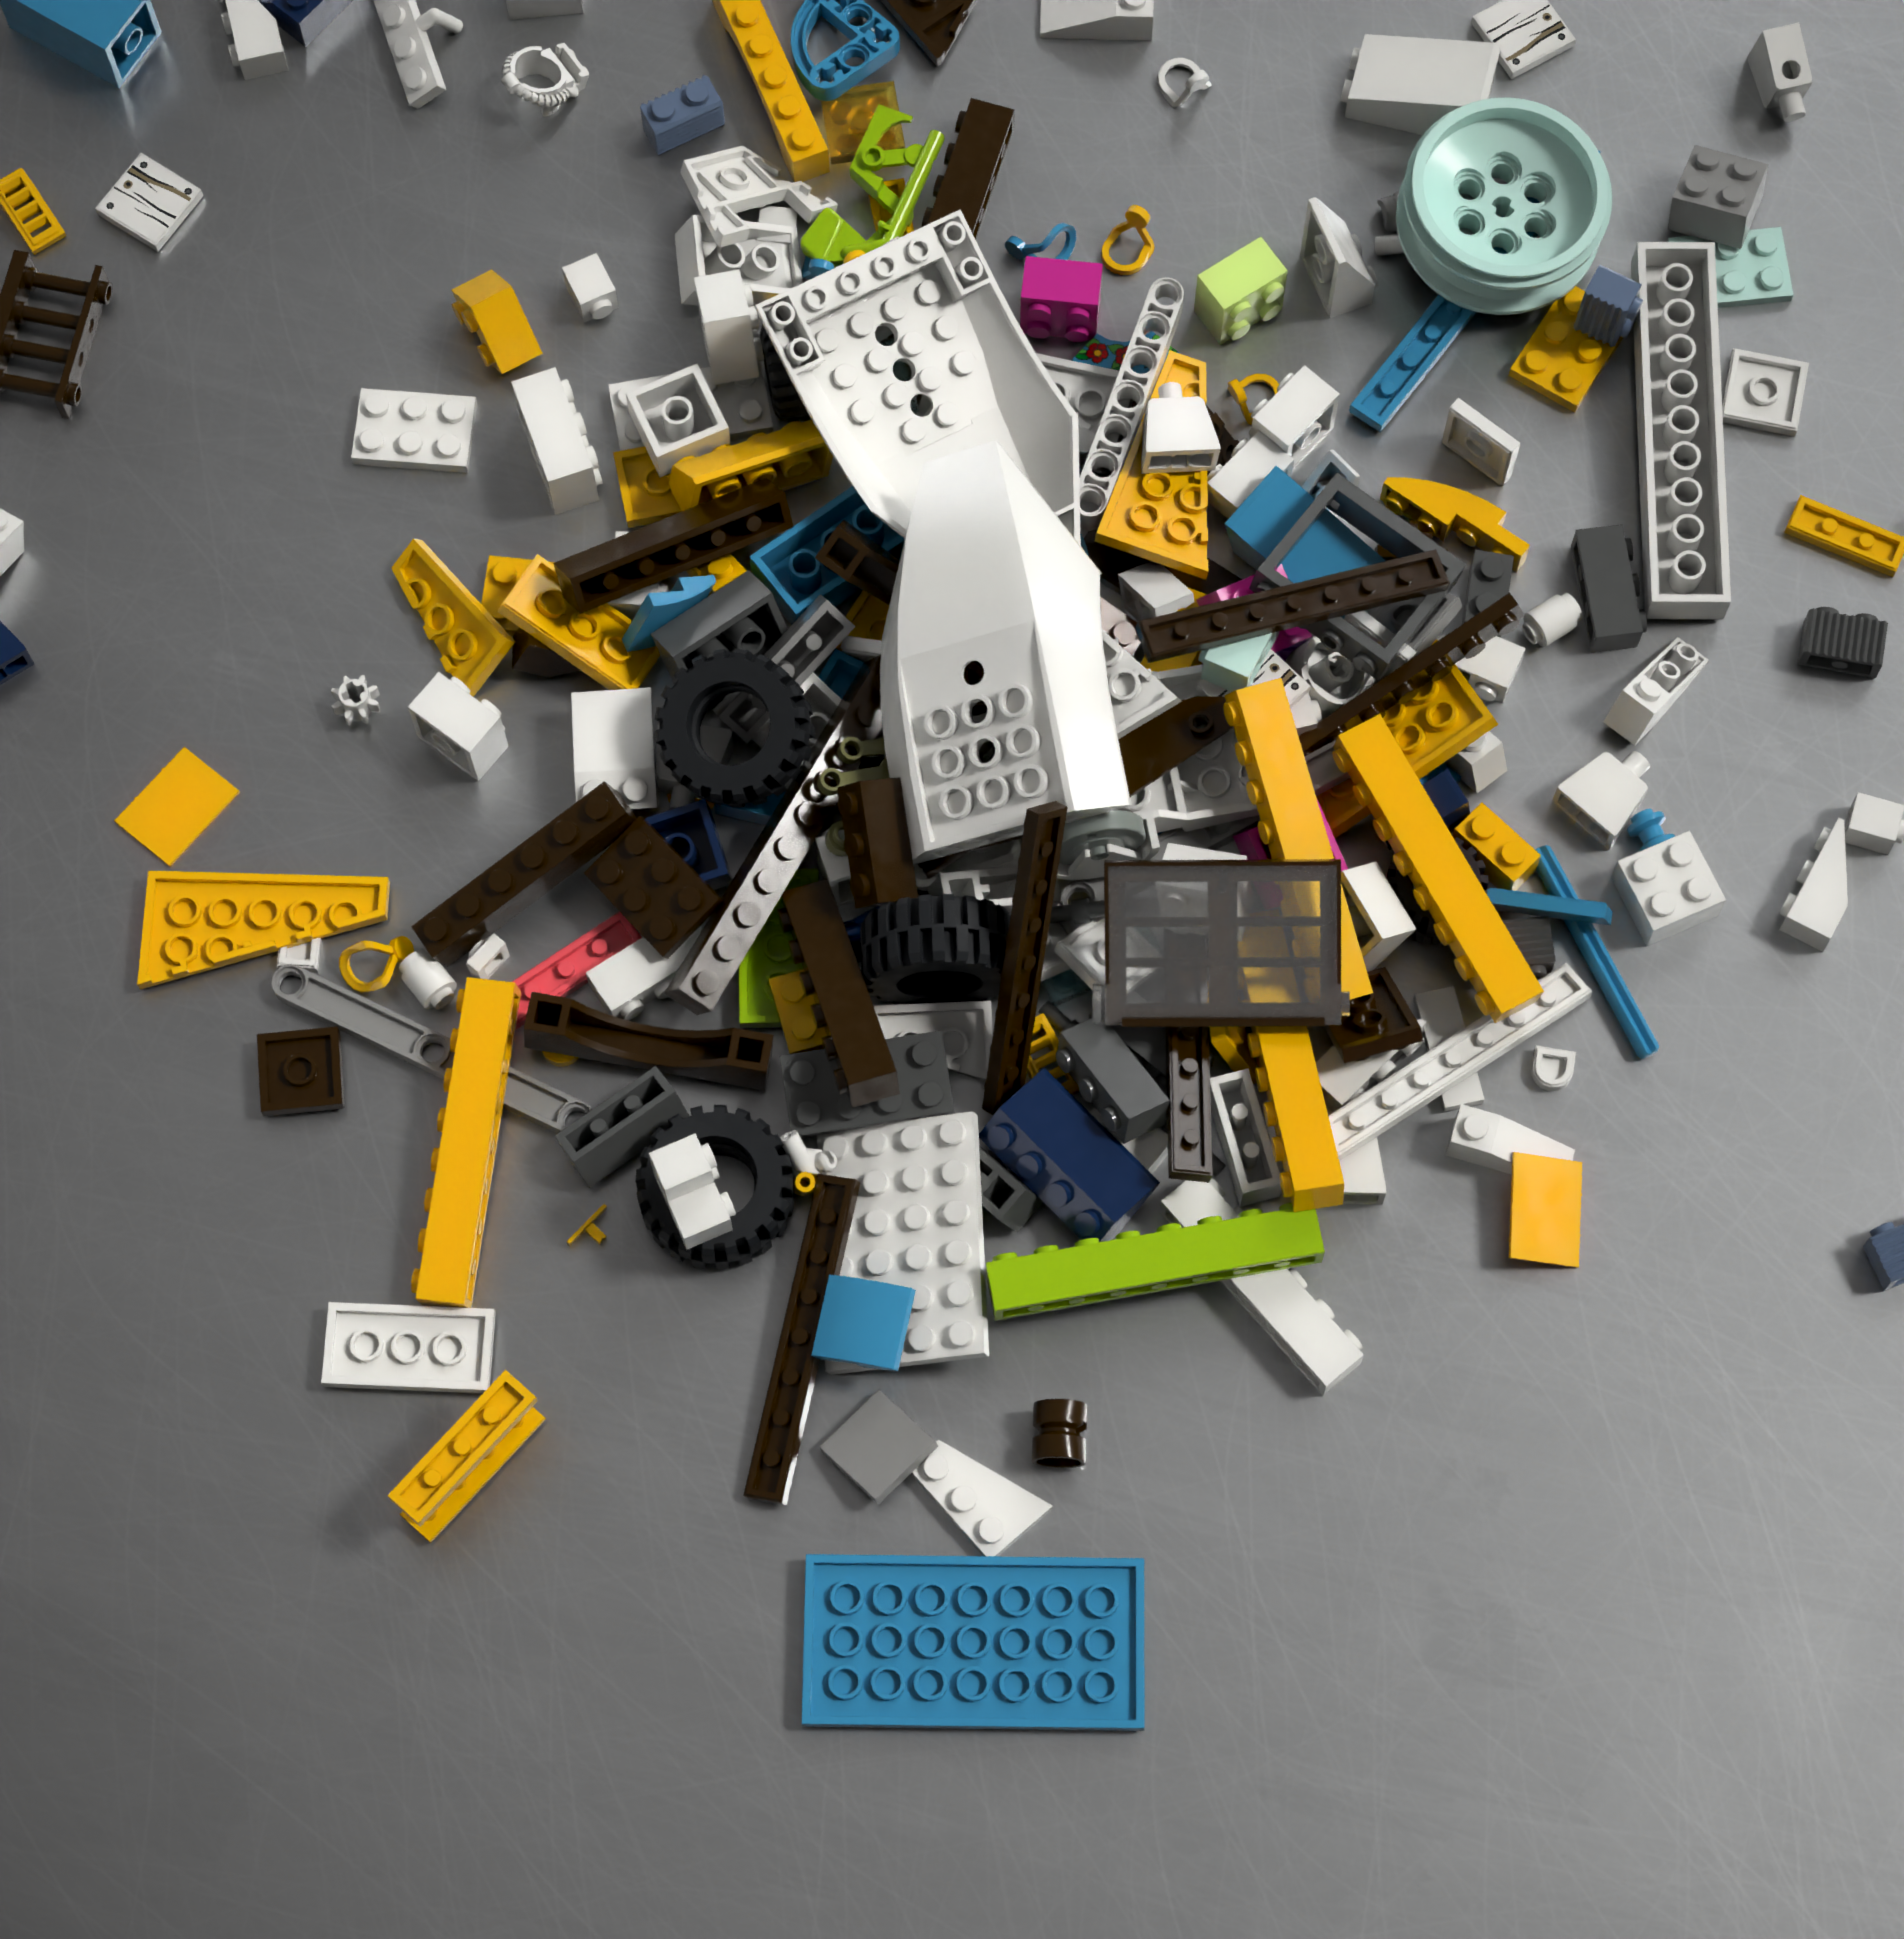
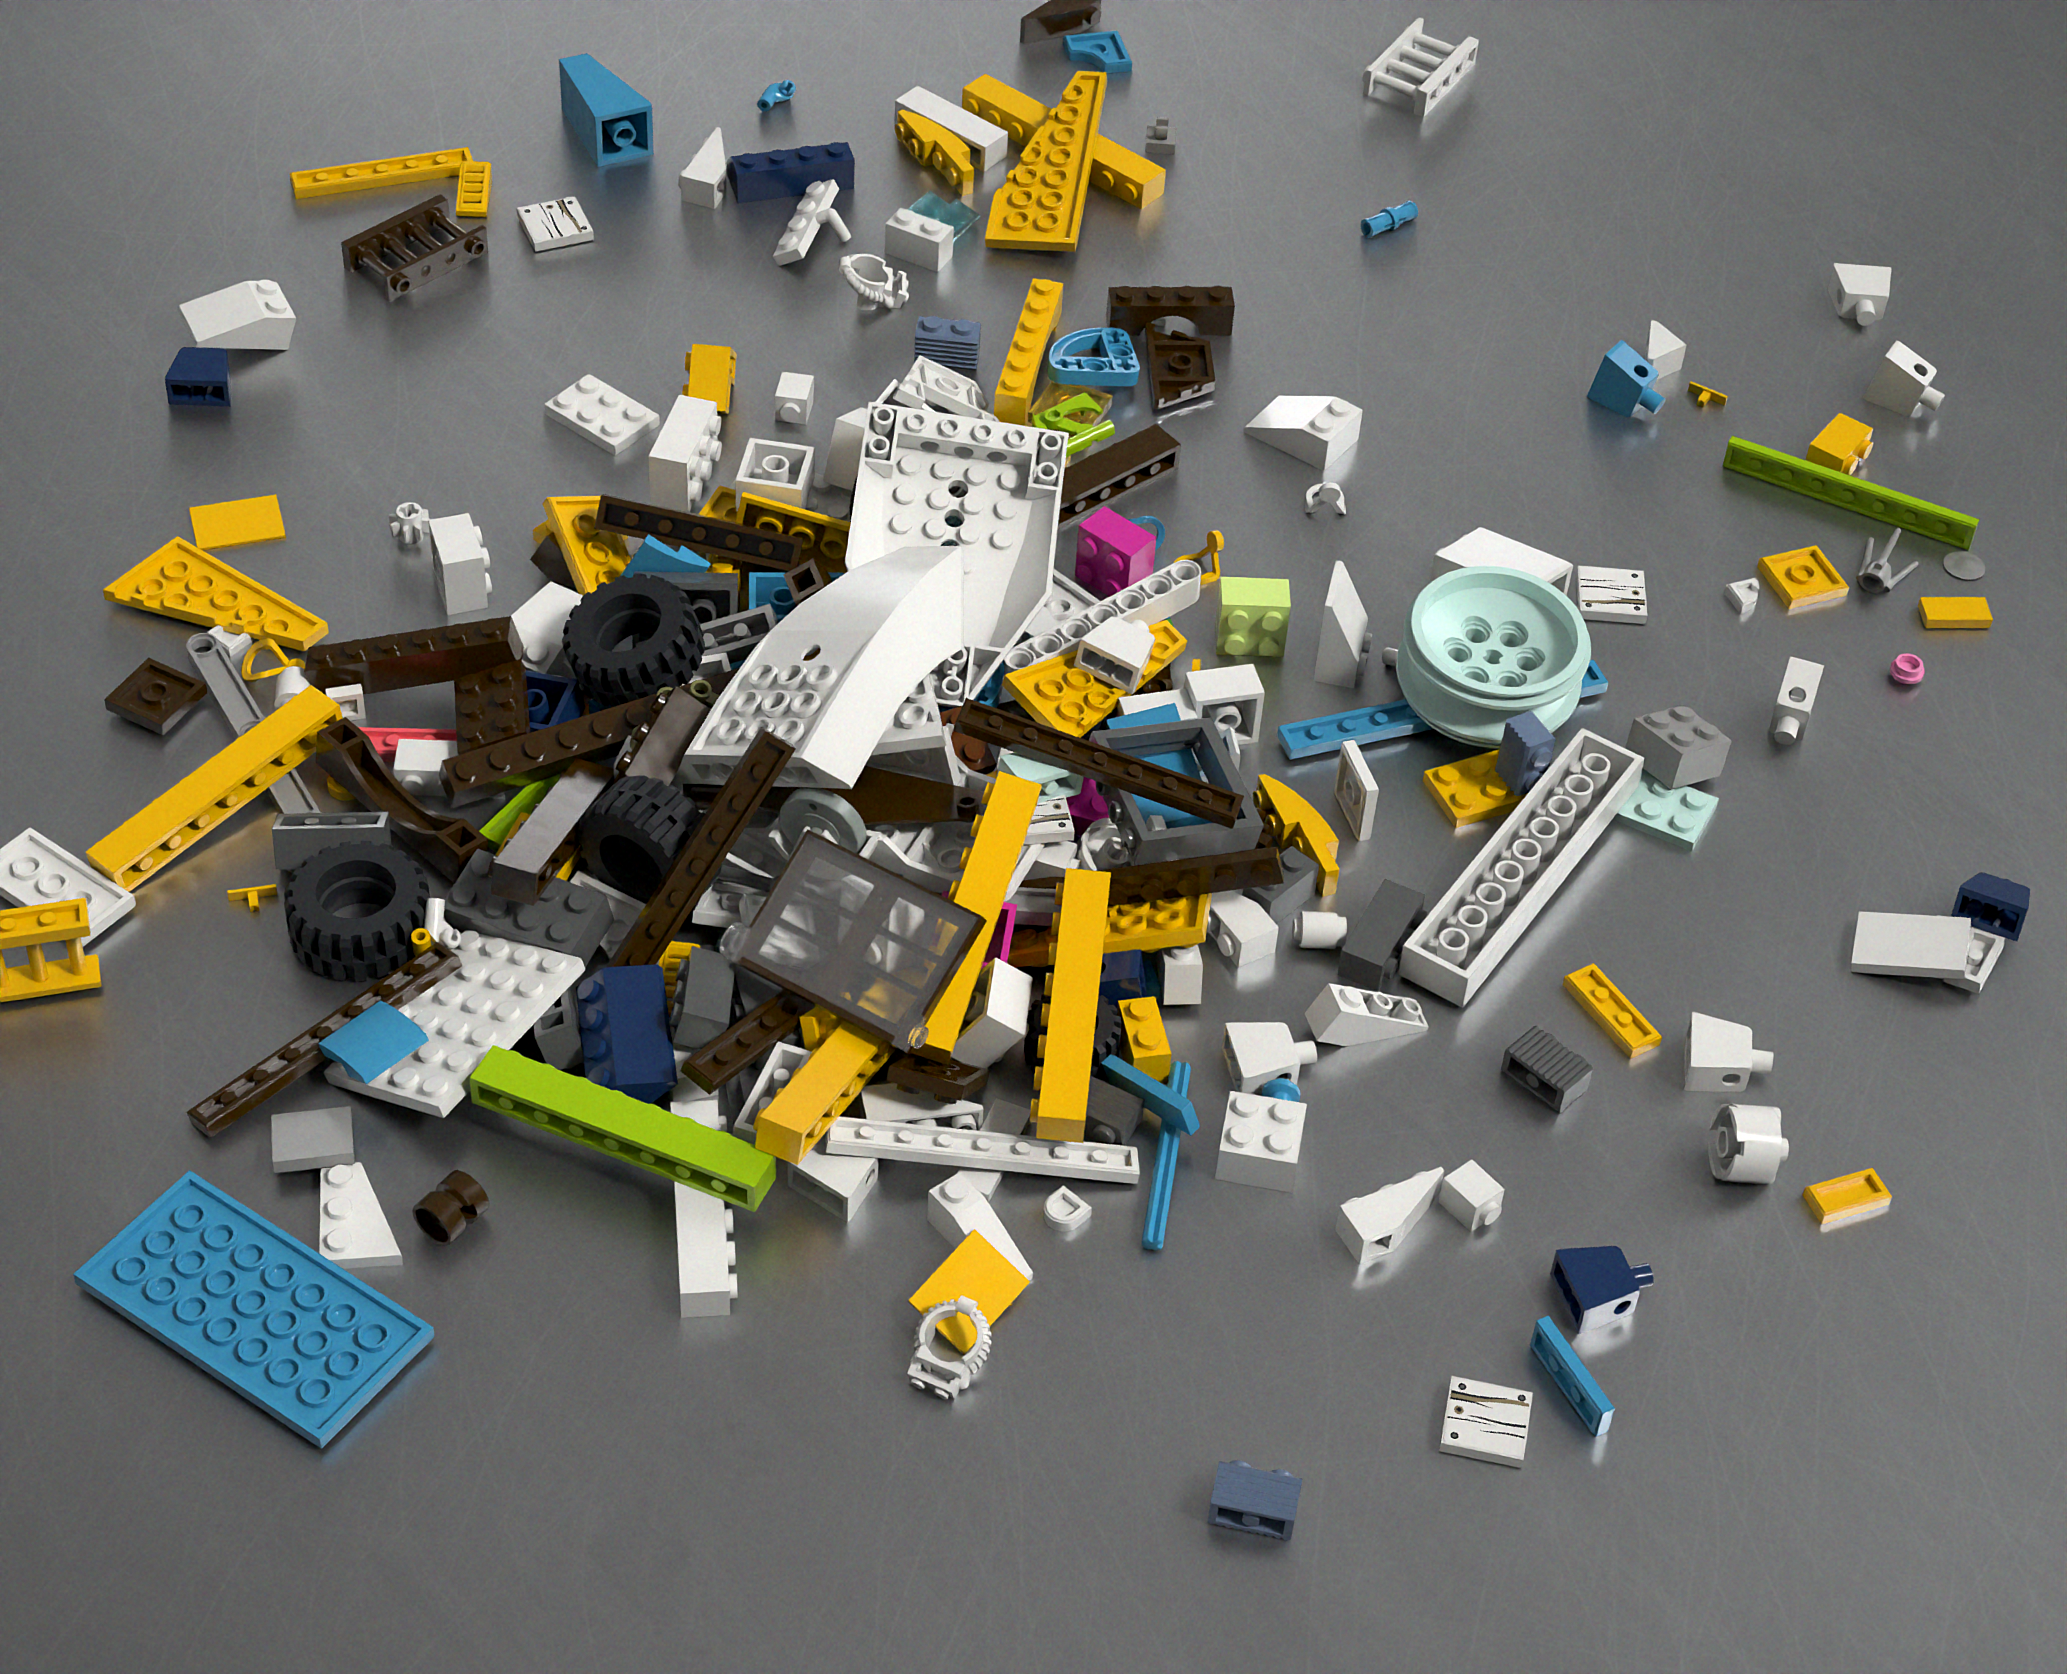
camera: 30 degrees right, 25 degrees down
(456, 621) = (522, 515): yellow wing -> none
(688, 1186) = (326, 869): white brick -> none
(1583, 1306) = (943, 1376): none -> white piece
(1764, 392) = (1619, 890): white tile -> none

